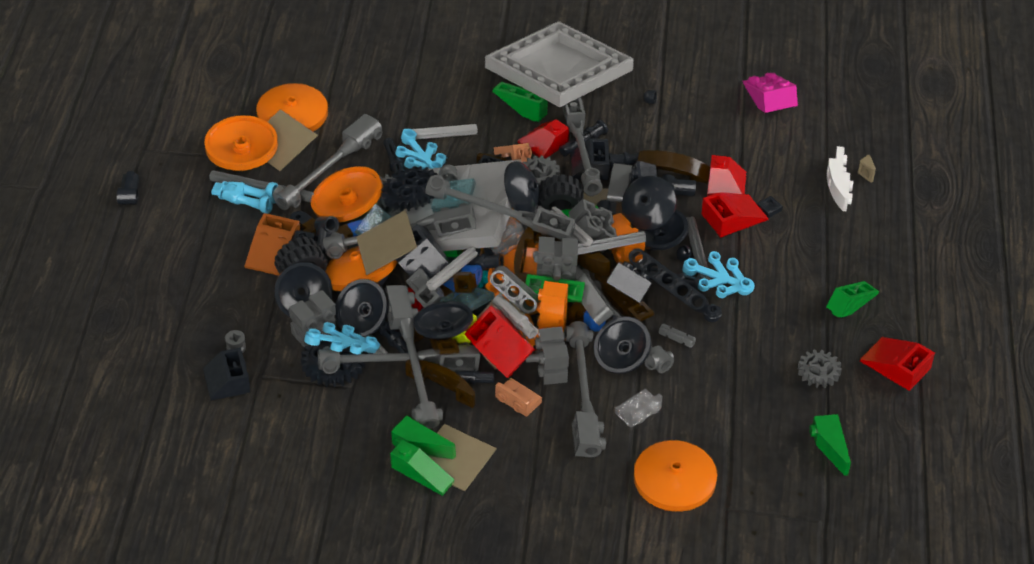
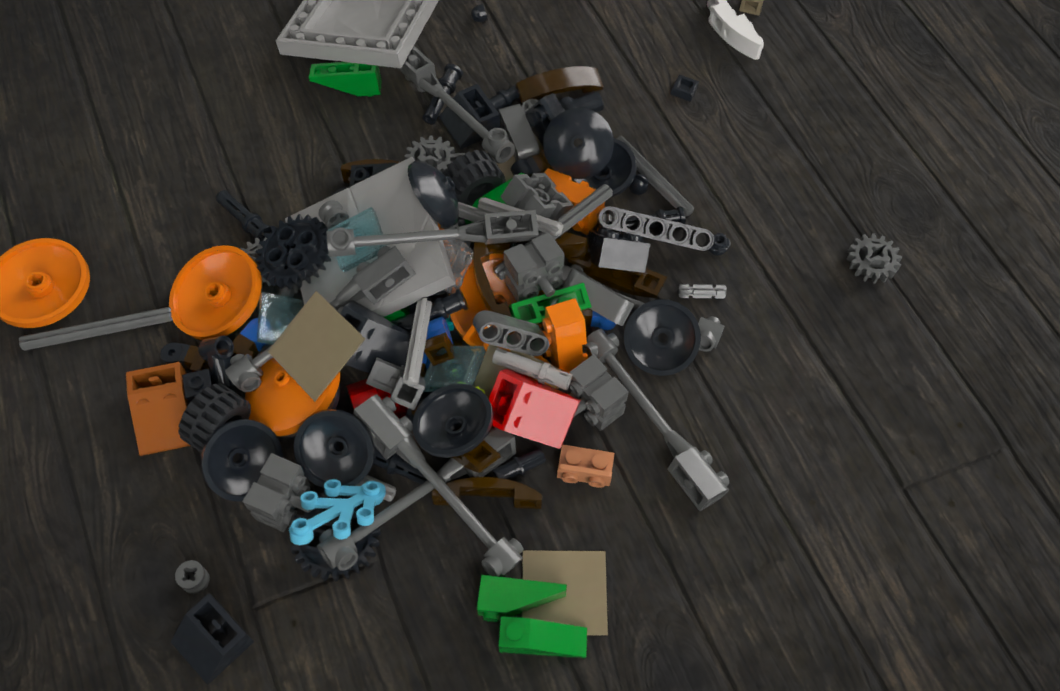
camera: 30 degrees left, 15 degrees up
(236, 191) = (70, 355): medium azure piece -> none
(291, 138) = (99, 245): dark tan piece -> none
(297, 100) = (77, 205): orange dish -> none
(354, 138) = (179, 211): dark grey bar -> none
(408, 137) = (244, 181): medium azure plant -> none
(446, 131) = (276, 155): light grey axle -> none
(517, 151) = (381, 140): nougat bracket -> none
(546, 138) = (400, 111): red slope -> none
(639, 407) = (726, 407): clear bracket -> none
(675, 475) = (824, 477): orange dish -> none
(726, 176) = (621, 75): slope -> none
(731, 212) = (656, 114): red slope -> none
(739, 284) = (725, 194): medium azure plant -> none
(831, 441) = (947, 340): green slope -> none
(850, 298) = (843, 158): green slope -> none
(899, 360) = (942, 208): red slope -> none

